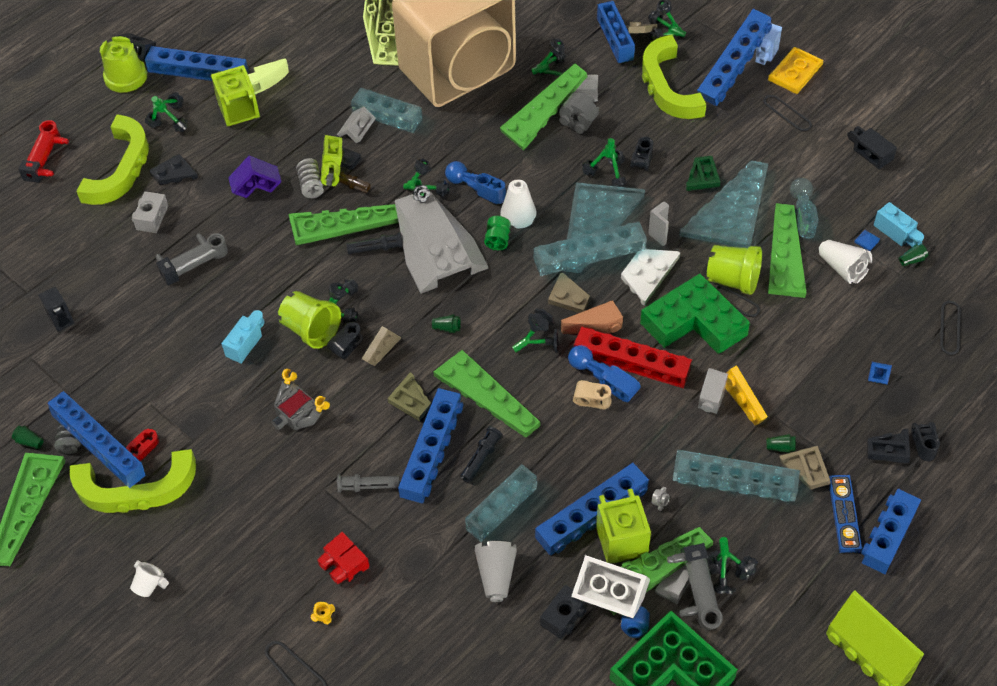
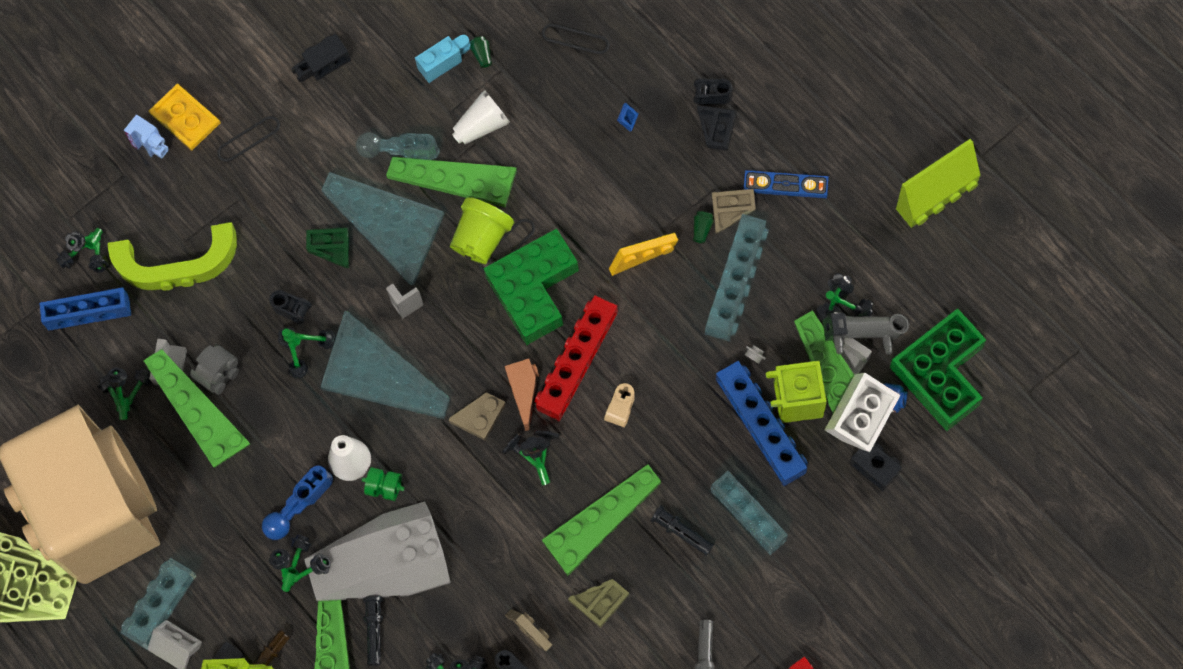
camera: 80 degrees left, 15 degrees up
(419, 489) = (714, 610): blue brick -> none
(447, 323) = (503, 553): dark green cone -> none
(496, 567) = (824, 525): light grey cone -> none
(589, 248) = (423, 329): clear light blue brick -> none
(620, 382) = (600, 384): blue beam -> none
(636, 27) = (84, 279): dark tan wing -> none
(648, 271) = (459, 326): white wing -> none
(713, 391) = (637, 282): light grey slope -> none
(754, 21) = (128, 141): blue brick -> none
(867, 240) = (450, 93): blue slope -> none
(881, 558) = (825, 146): blue brick -> none

